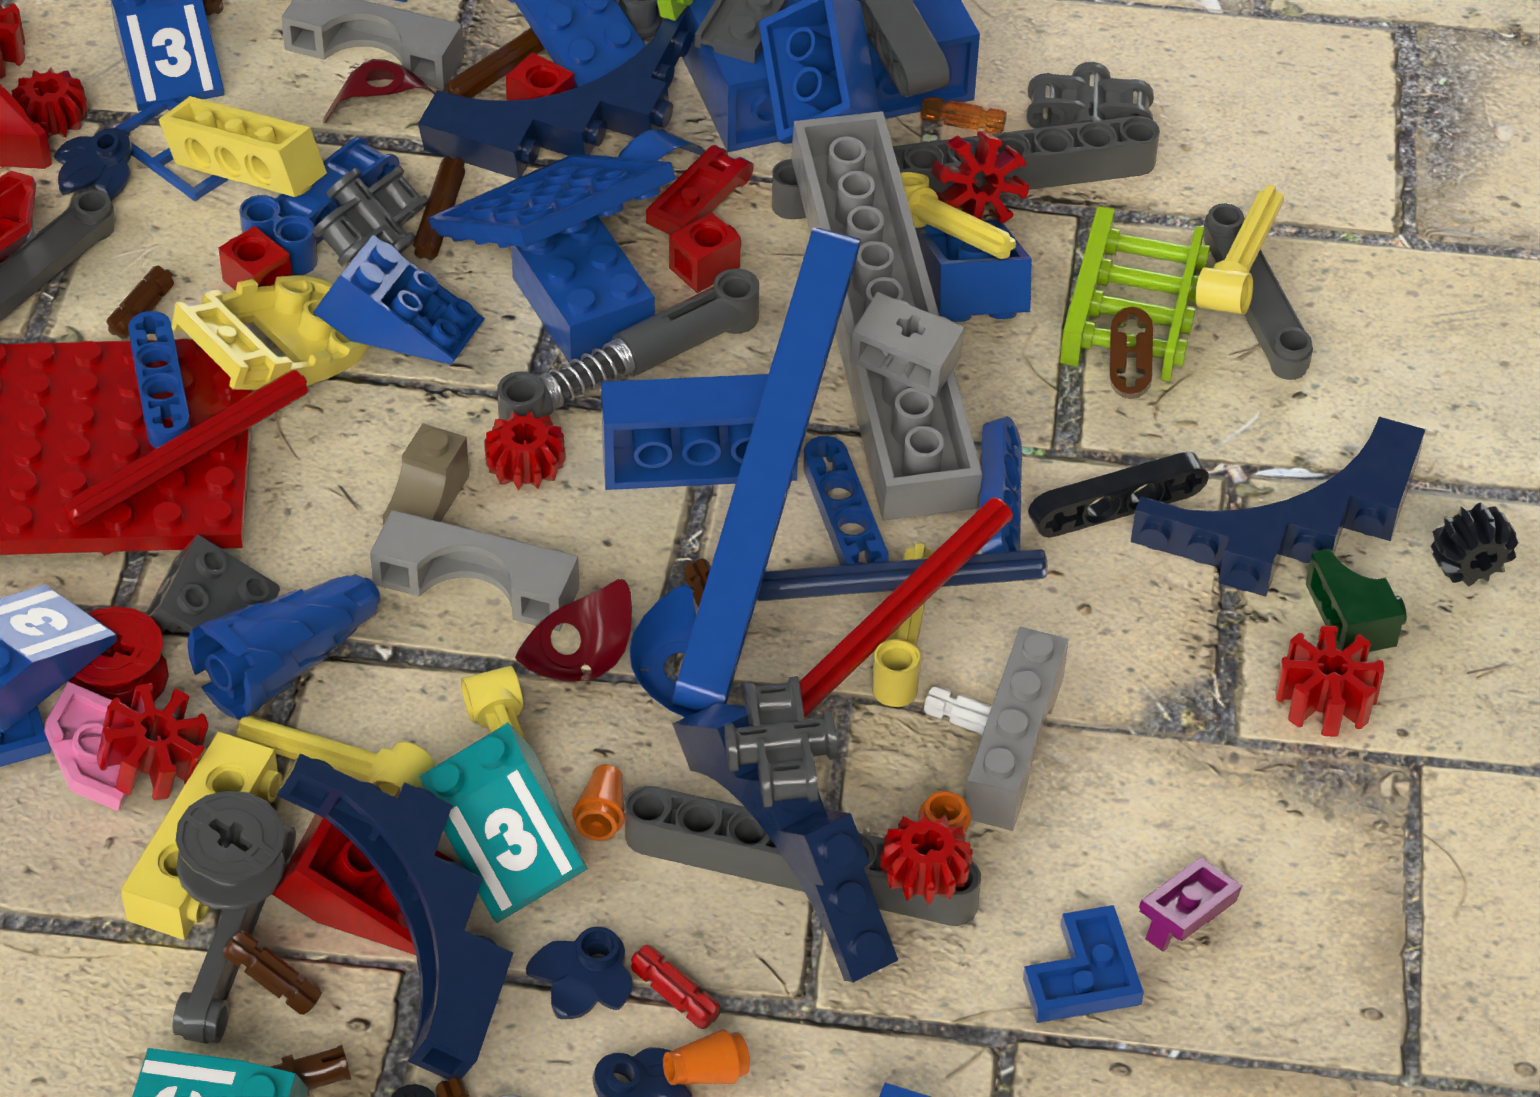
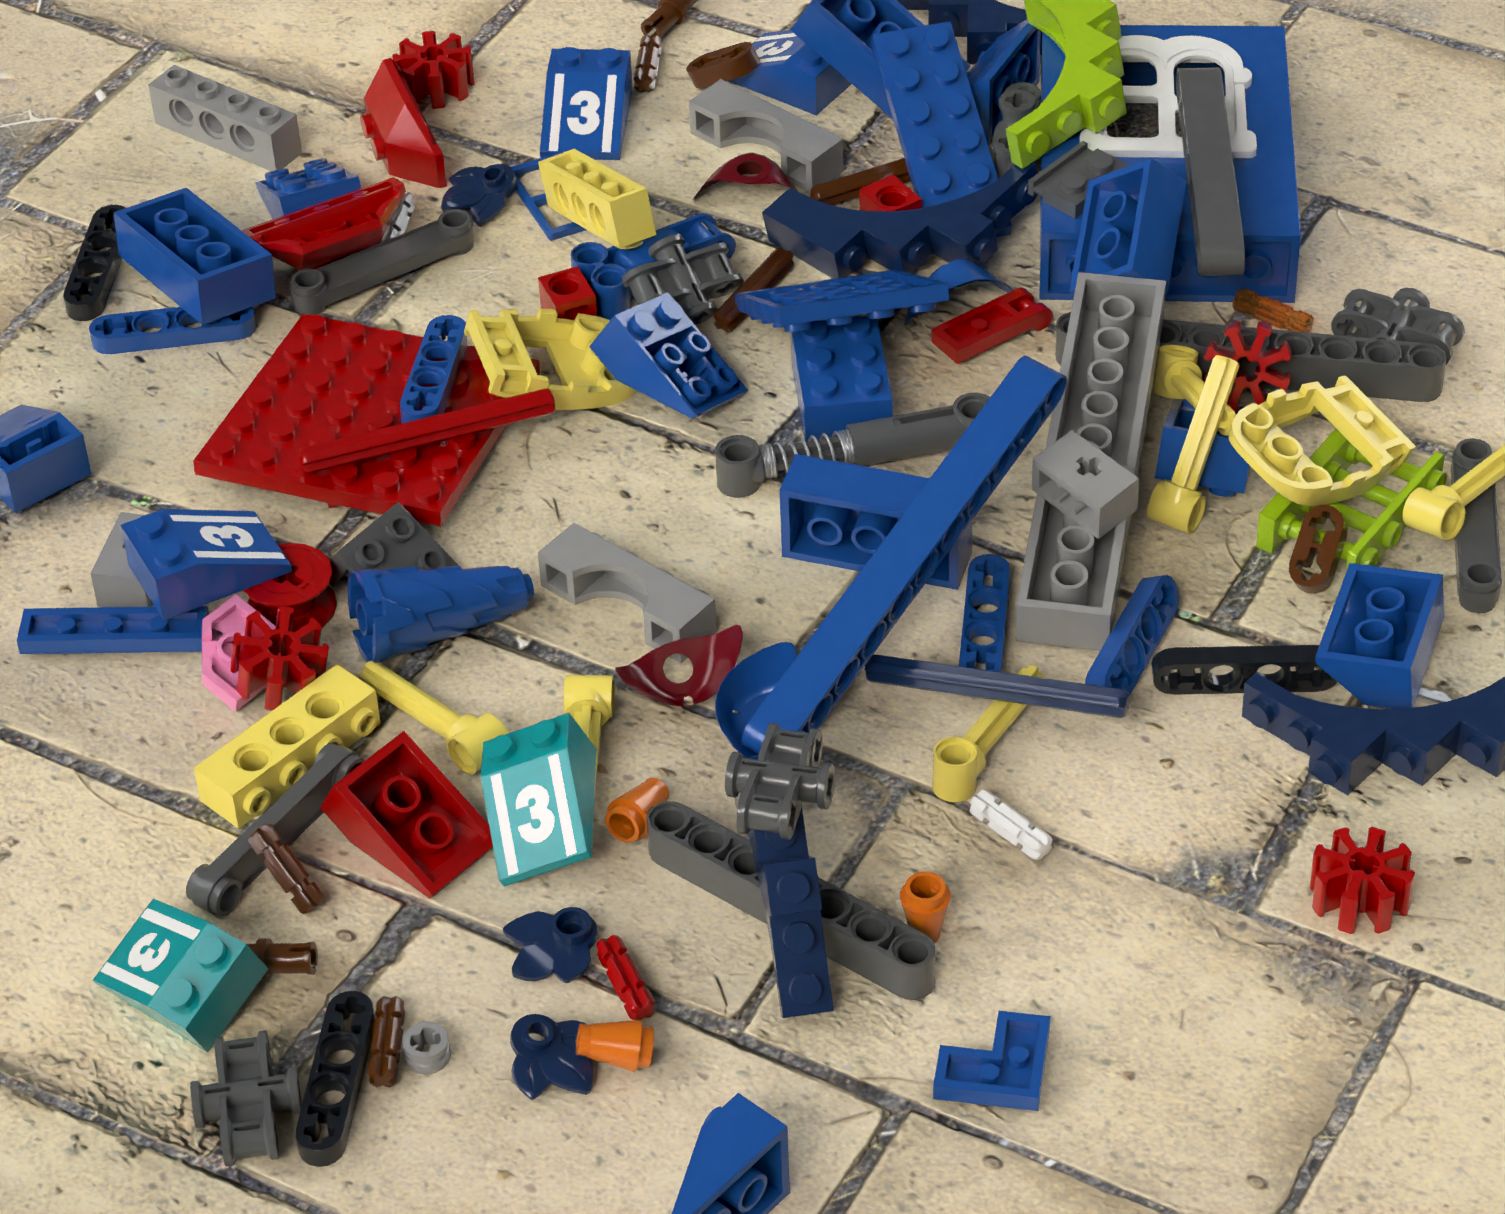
camera: 25 degrees right, 5 degrees down
(52, 101) = (464, 133): red gear -> none
(140, 299) = (482, 298): reddish brown axle -> none
(230, 850) = (290, 757): dark grey piece -> none
(399, 837) = (447, 843): dark blue arch -> none
(430, 474) = (629, 504): dark tan arch -> none
(524, 450) = (721, 504): red gear -> none
(704, 251) = (967, 371): red brick -> none
(903, 602) = (975, 709): red axle -> none
(926, 858) = (883, 922): red gear -> none
(980, 331) = (1178, 500): none -> light yellow axle
(1014, 726) = (1005, 872): light grey arch -> none
(1070, 267) = (1285, 466): none -> light yellow slope
(1187, 902) = (1121, 1032): magenta plate -> none
(1235, 424) = (1383, 633): none -> blue slope
(1354, 603) = (1425, 821): dark green arch -> none

